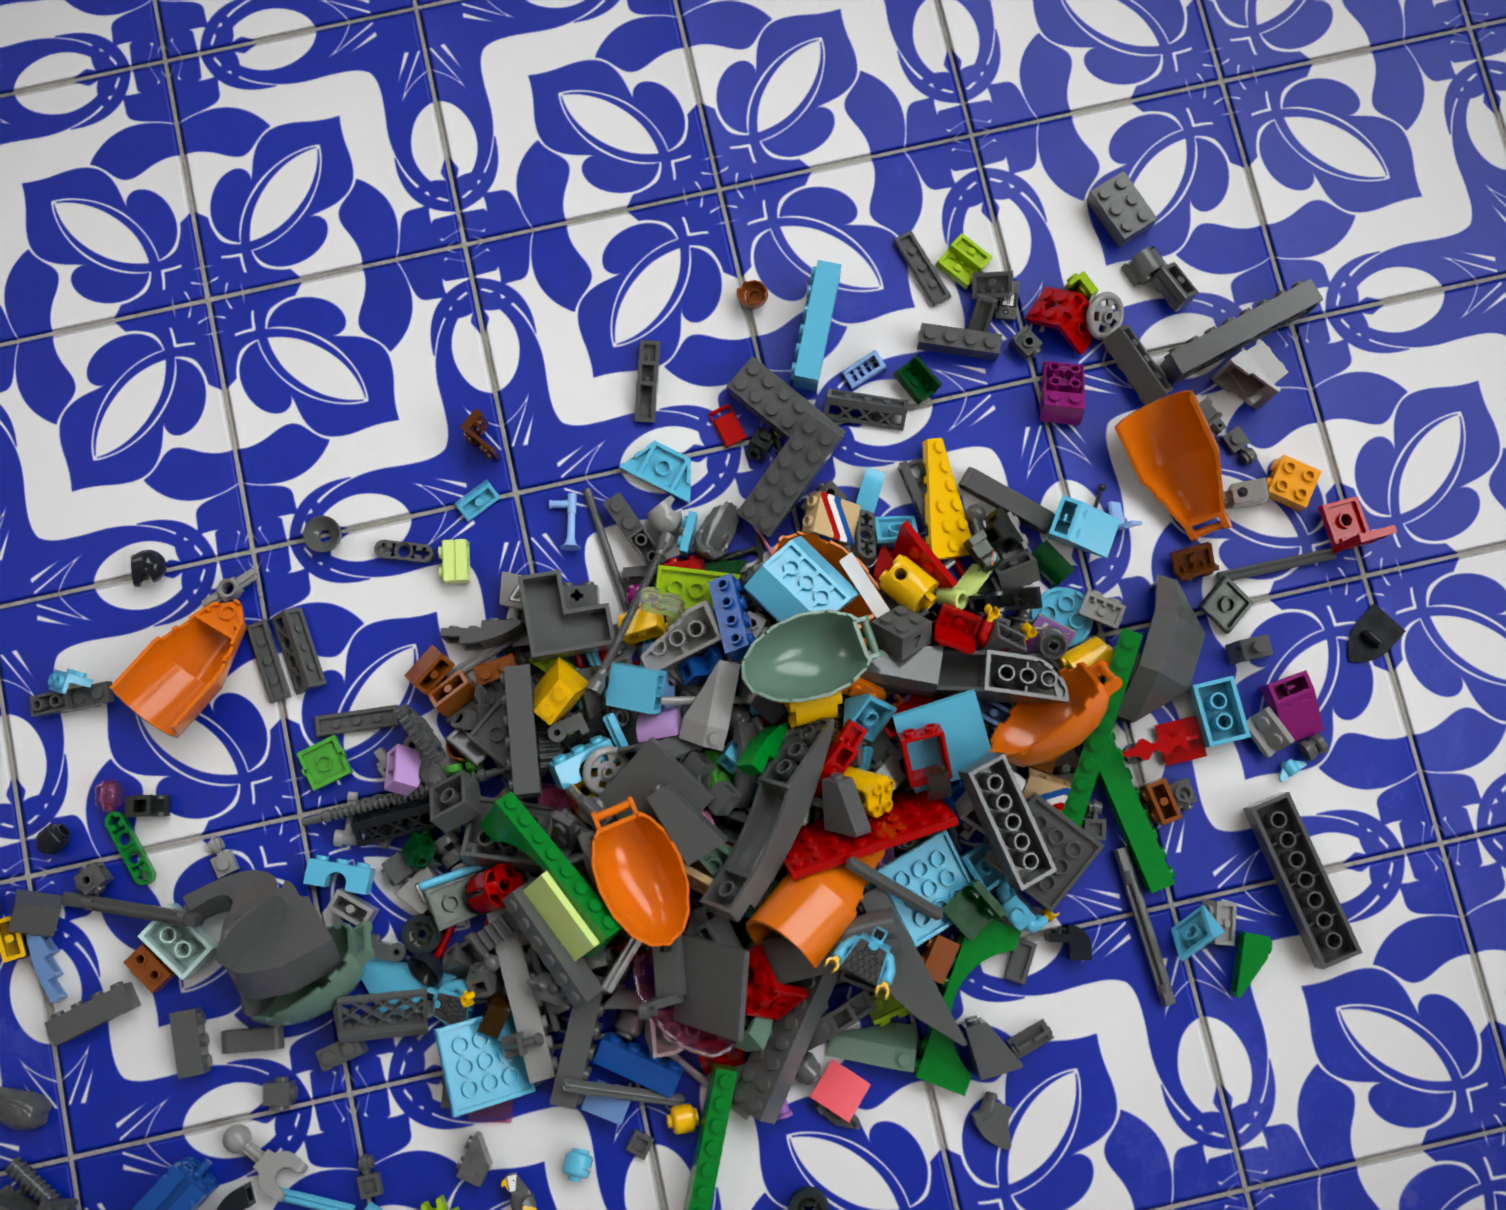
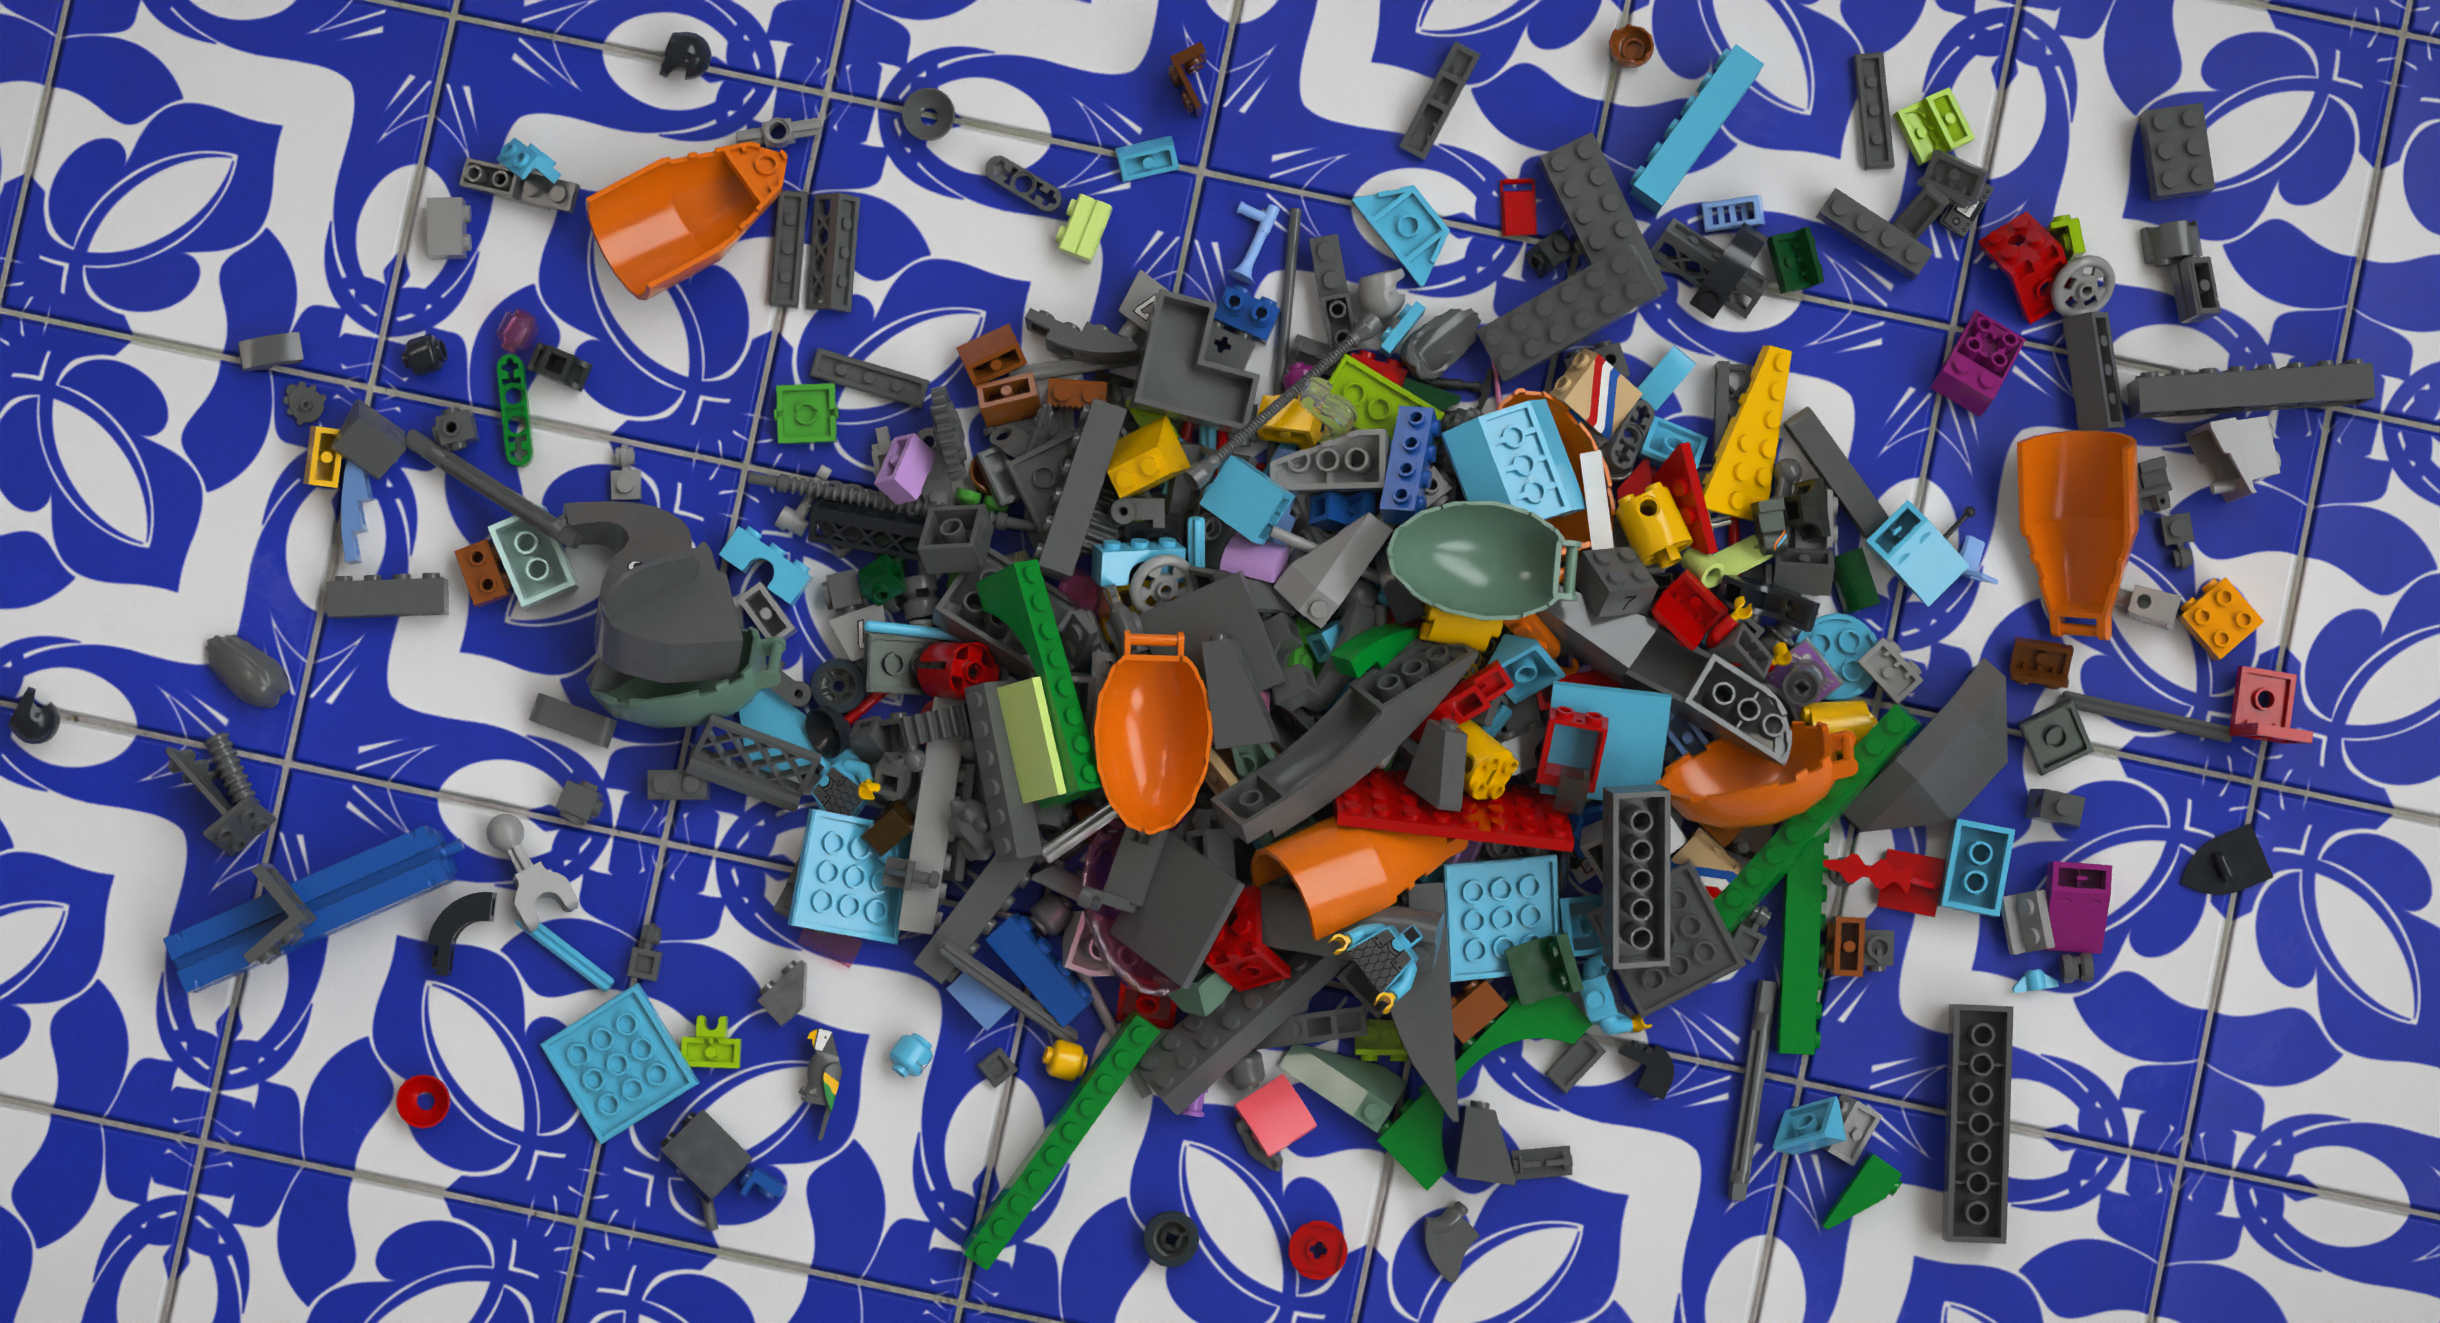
camera: 25 degrees right, 5 degrees up
(35, 748) = (448, 228): none -> light grey brick
(190, 1042) = (495, 688): dark grey brick -> none
(584, 568) = (1247, 314): none -> blue brick
(879, 404) = (1728, 270): none -> black arch
(894, 888) = (1457, 895): dark grey axle -> none
(920, 1176) = (1326, 1264): none -> red plate
(1019, 345) = (1952, 270): dark grey brick -> none

